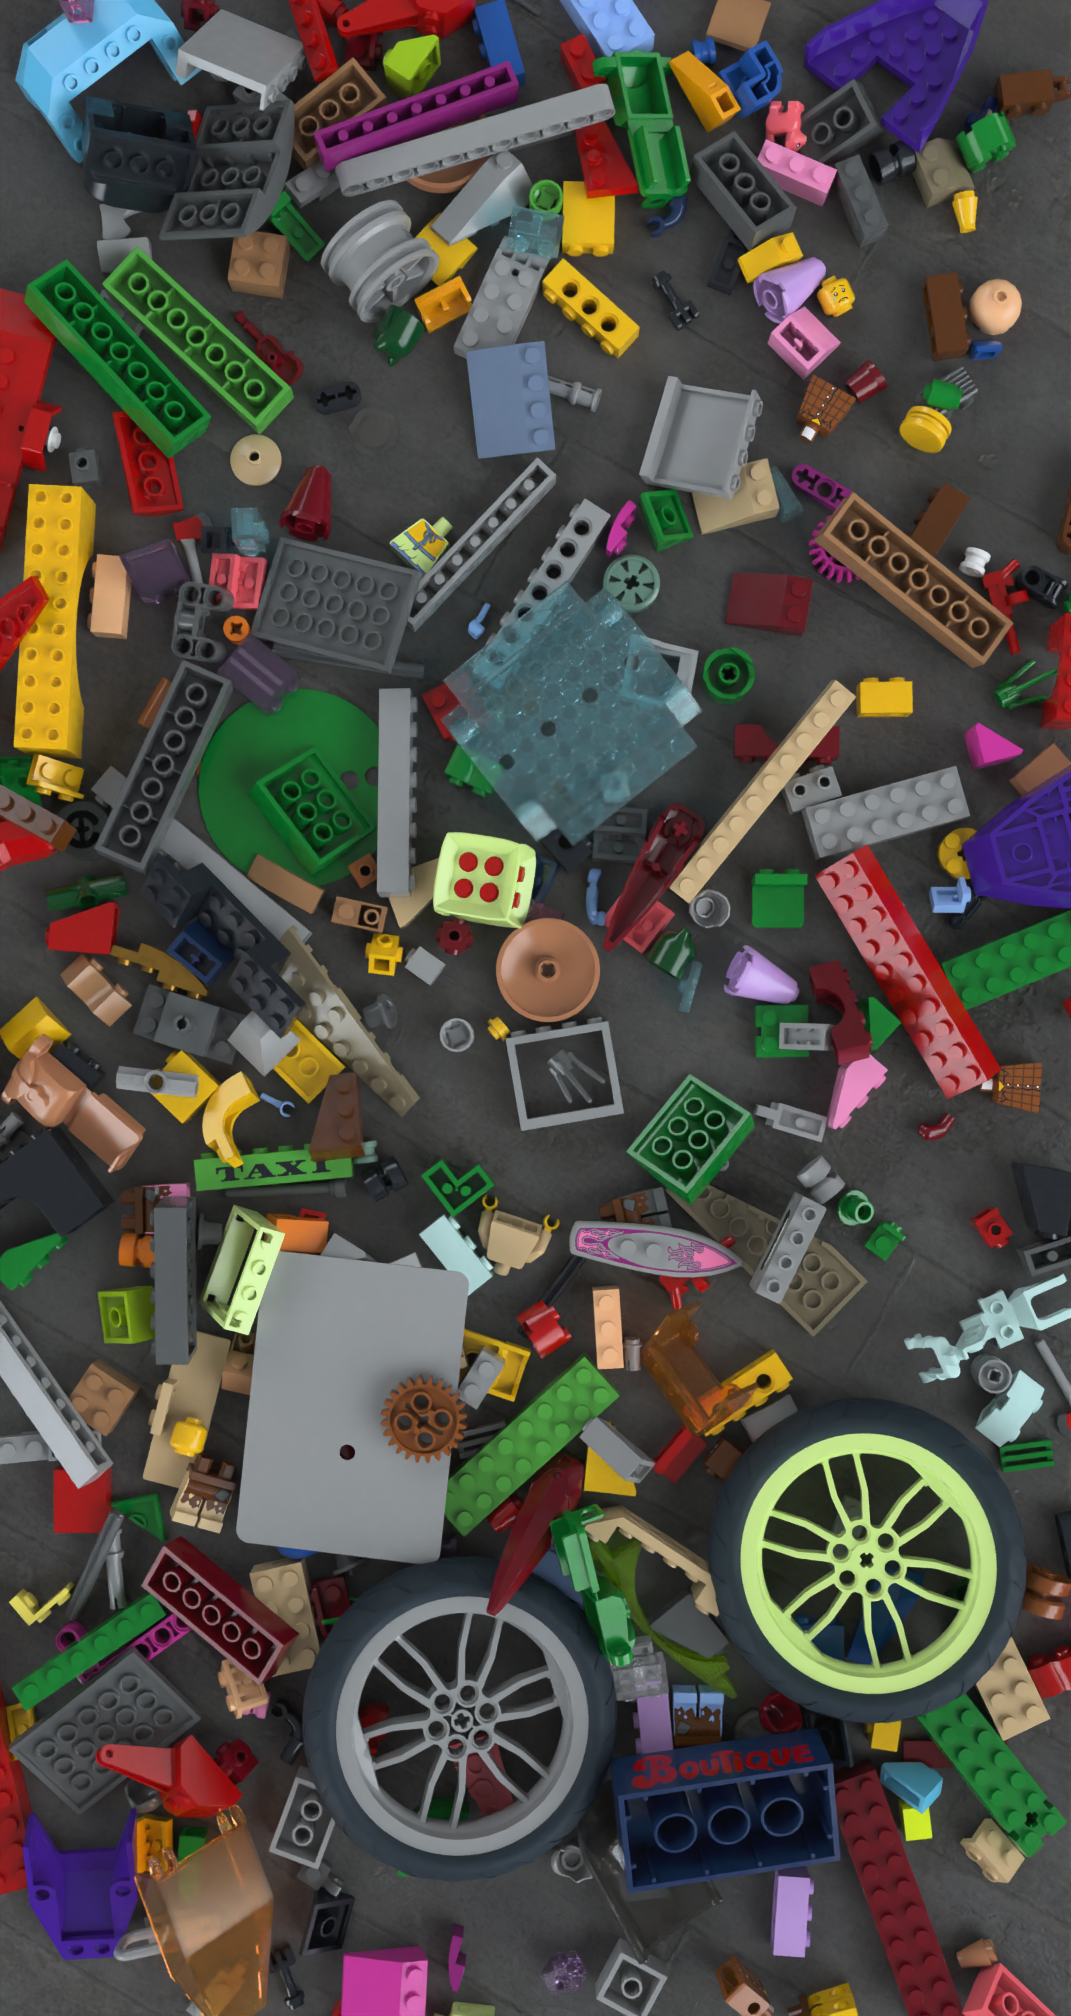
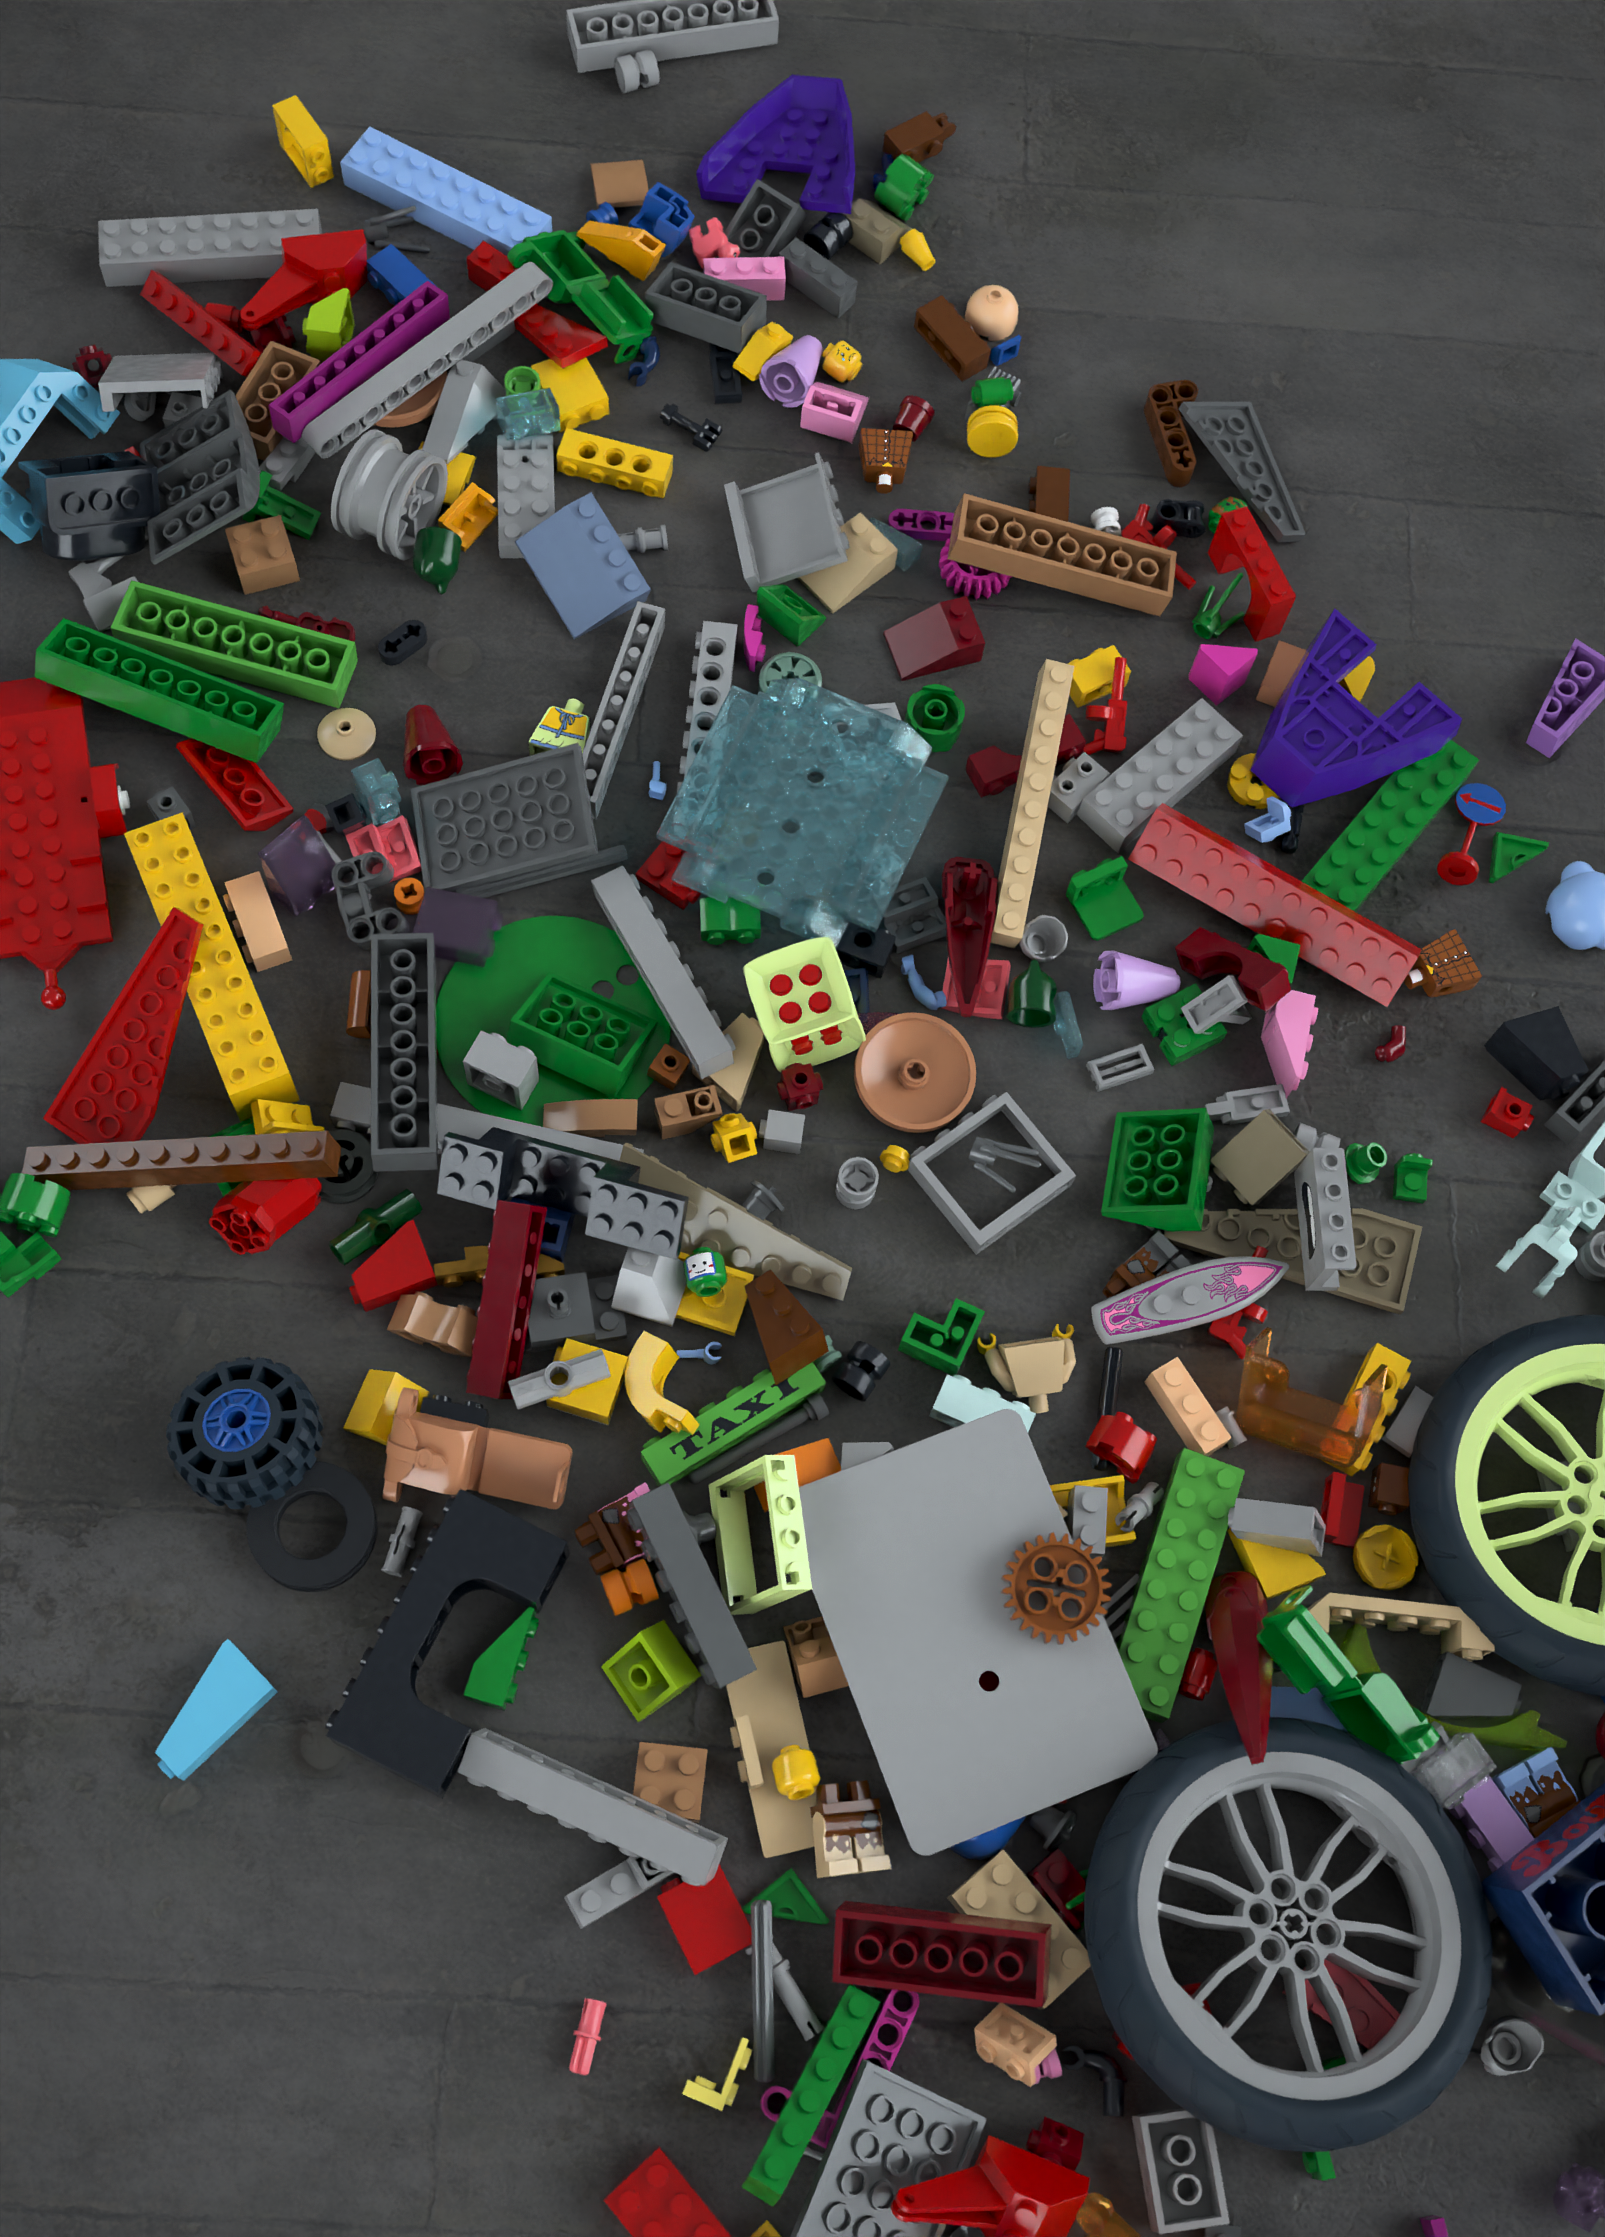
camera: 40 degrees left, 20 degrees down
(149, 1000) = (506, 1298): none -> dark red brick
(233, 815) = (501, 1069): none -> light grey brick
(305, 1051) = (705, 1272): none -> green head
(530, 1379) = (1139, 1506): none -> light grey pin
(690, 1501) = (1385, 1557): none -> yellow tile
(691, 1027) = (1097, 1076): none -> light grey tile
(773, 1170) = (1259, 1158): none -> dark tan brick
(876, 742) = (1112, 714): none -> red piece

